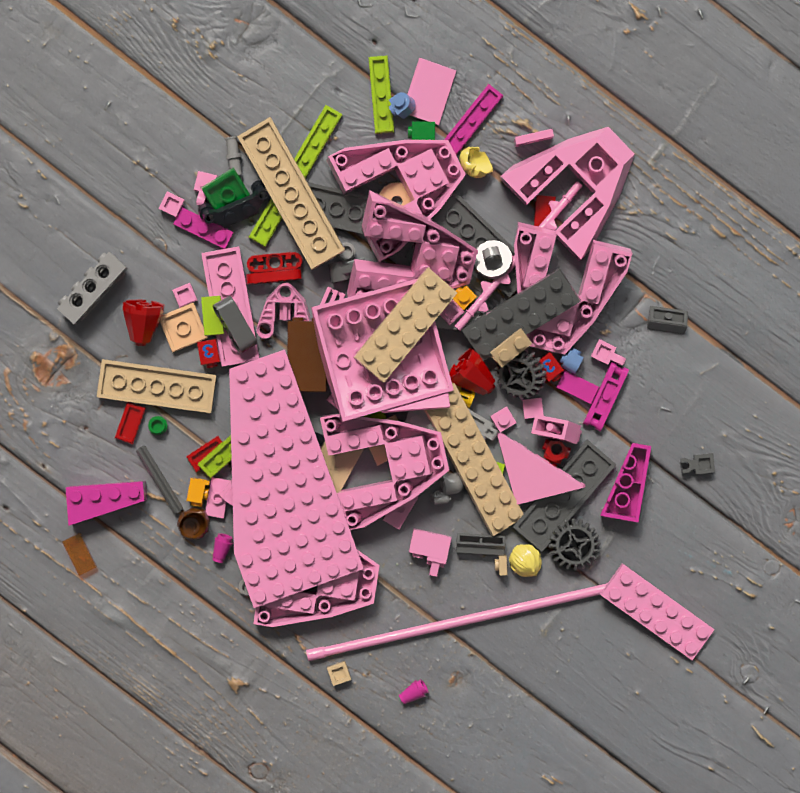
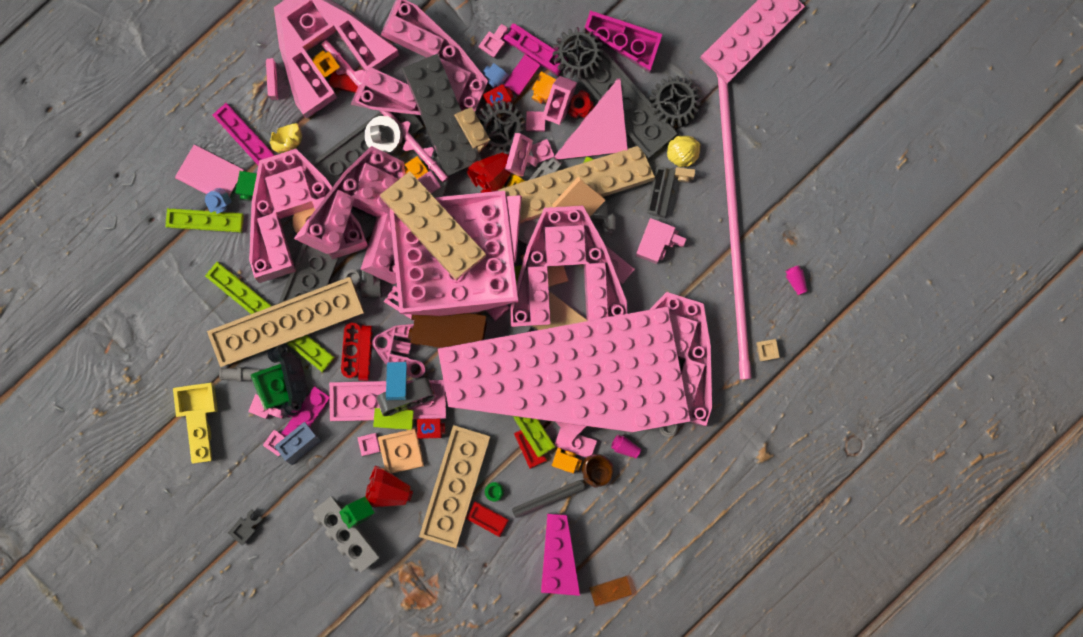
camera: 80 degrees left, 5 degrees down
(82, 186) = (244, 528): none -> dark grey plate
(113, 295) = (356, 512): none -> green brick
(174, 225) = (297, 443): none -> sand blue panel
(197, 118) = (195, 403): none -> light yellow plate
(248, 313) = (396, 381): none -> dark azure tile
(460, 465) = (580, 194): none -> light nougat tile
(493, 399) = (519, 155): none -> bright pink plate
(556, 188) = (325, 63): none -> light orange brick
(566, 411) = (542, 88): none -> light orange brick
(608, 449) = (570, 53): none -> dark grey gear

